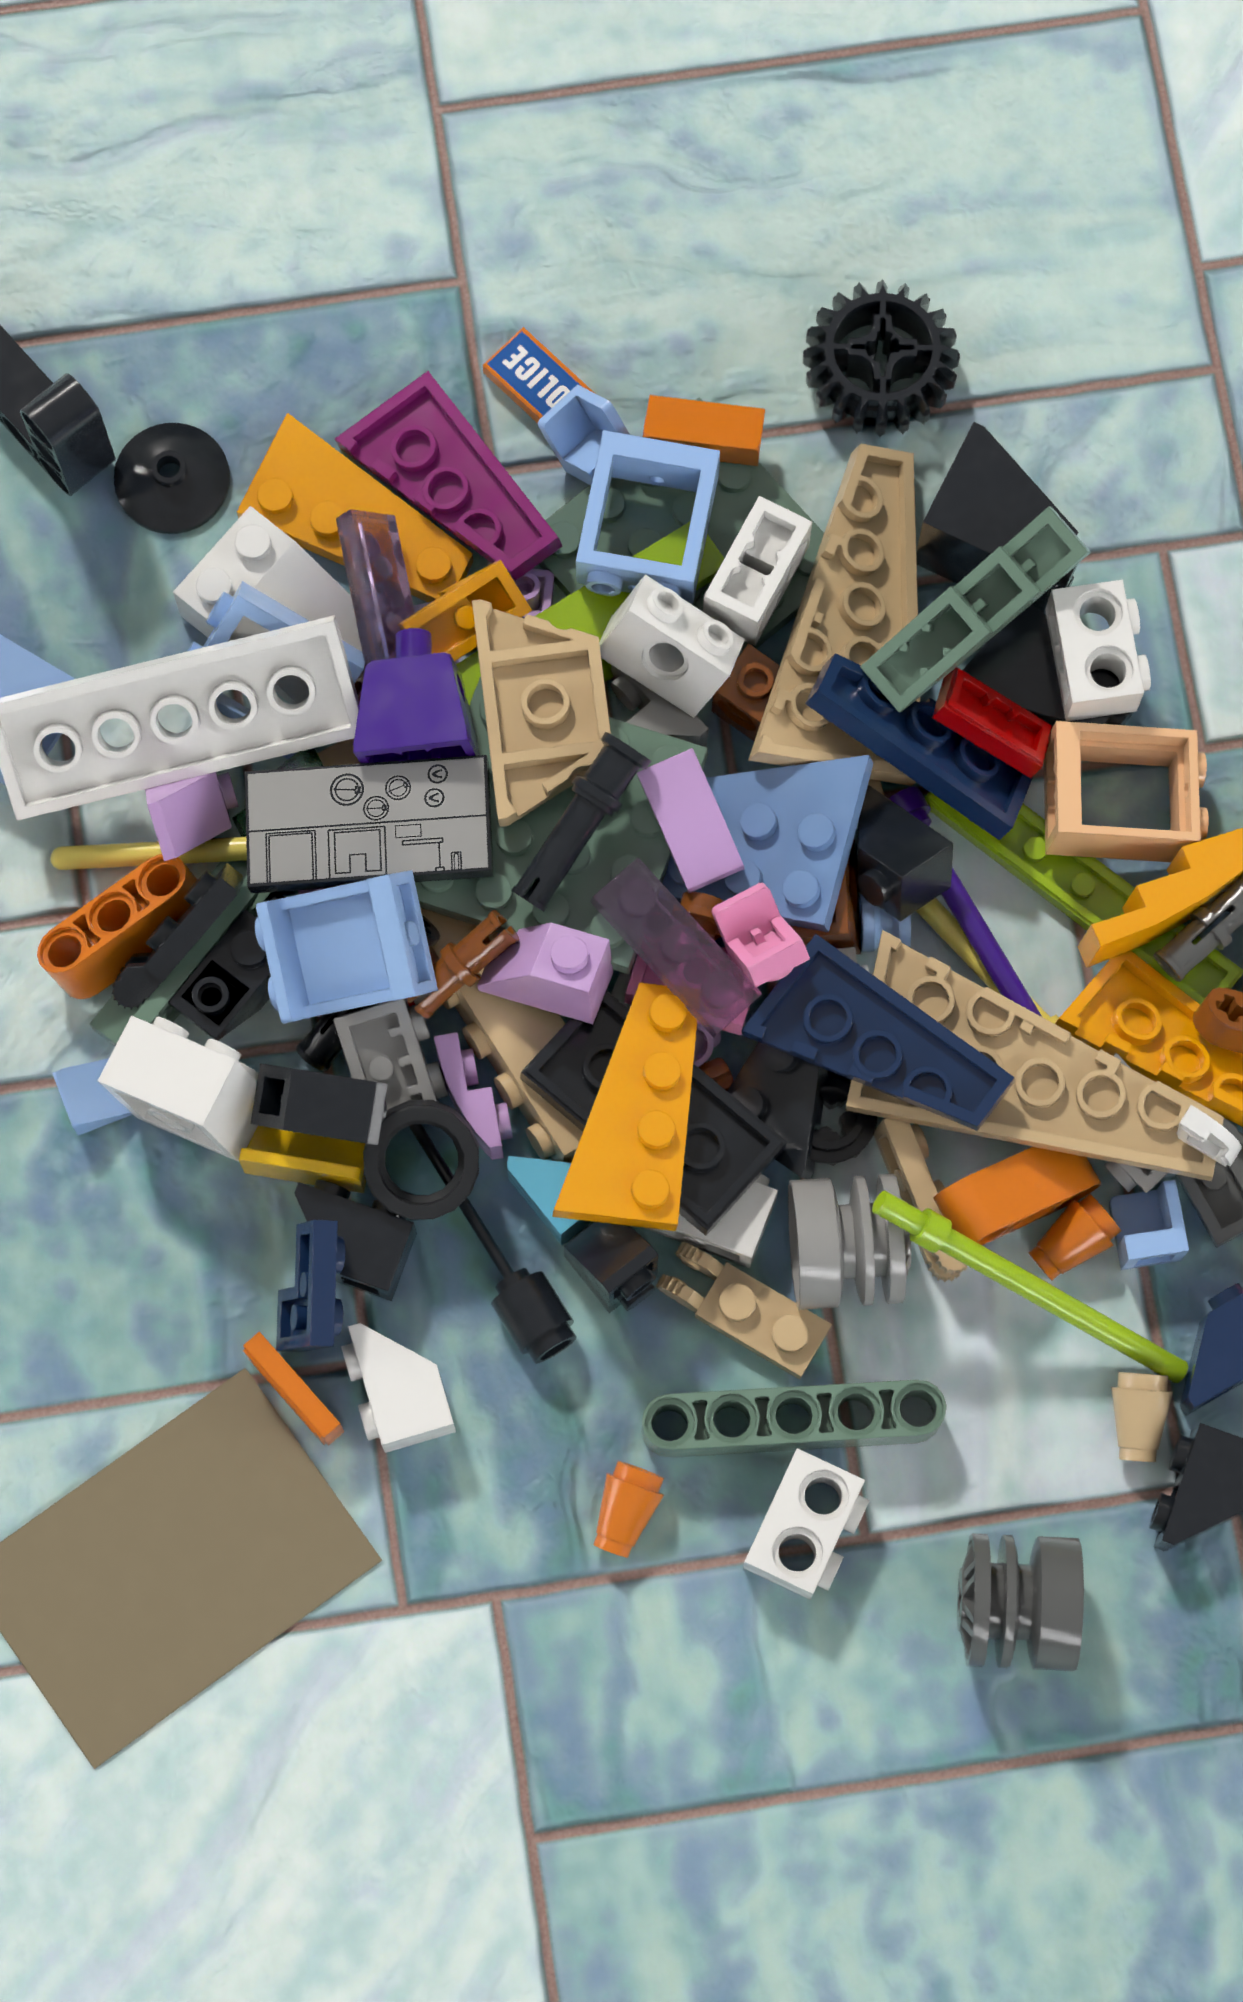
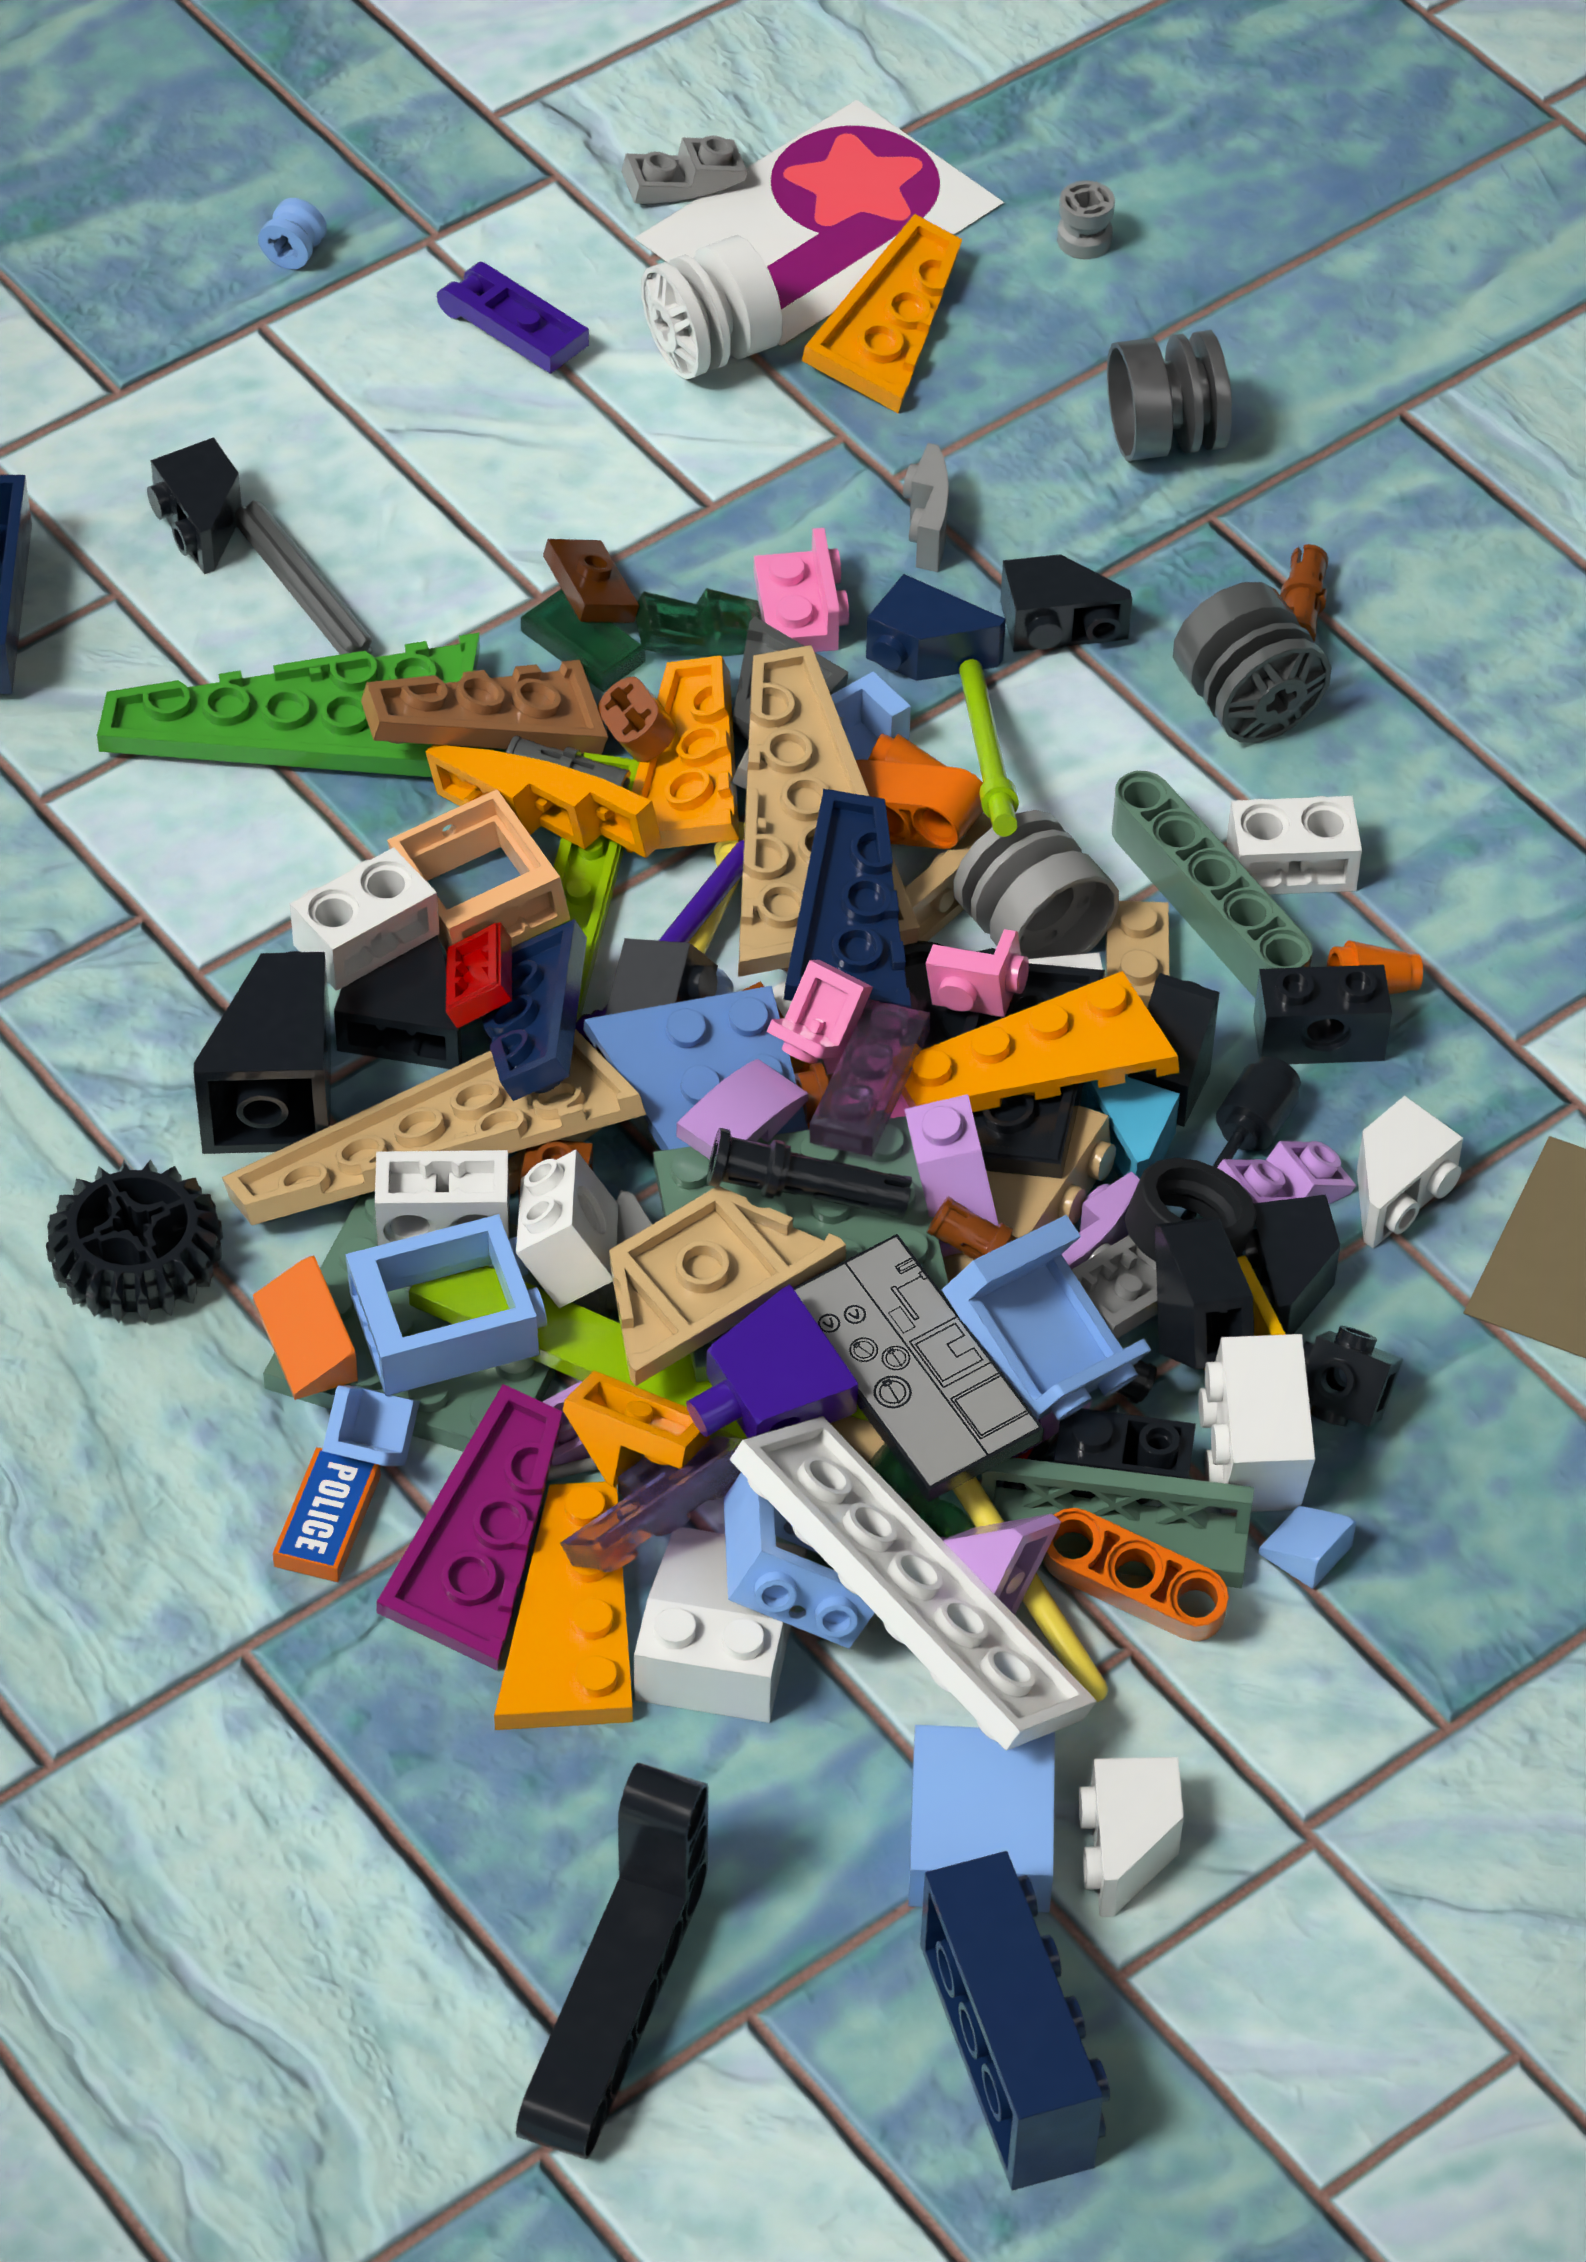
camera: 120 degrees left, 25 degrees down
(174, 502) = (586, 1793): black dish -> none
(175, 939) = (1119, 1489): black hinge -> none
(211, 1205) = (1368, 1373): none -> black brick
(292, 1389) = (1460, 1247): orange tile -> none
(309, 1311) = (1383, 1229): dark blue plate -> none
(447, 1290) = (1292, 1172): none -> lavender slope
(595, 1424) = (1323, 1014): none -> black brick
(742, 1093) = (976, 979): none -> bright pink bracket
(975, 609) = (405, 998): sand green slope -> none
(1109, 1731) = (1304, 587): none -> dark orange pin
(1140, 1414) = (1025, 673): tan cone -> none
(1208, 1136) = (784, 651): white tile -> none

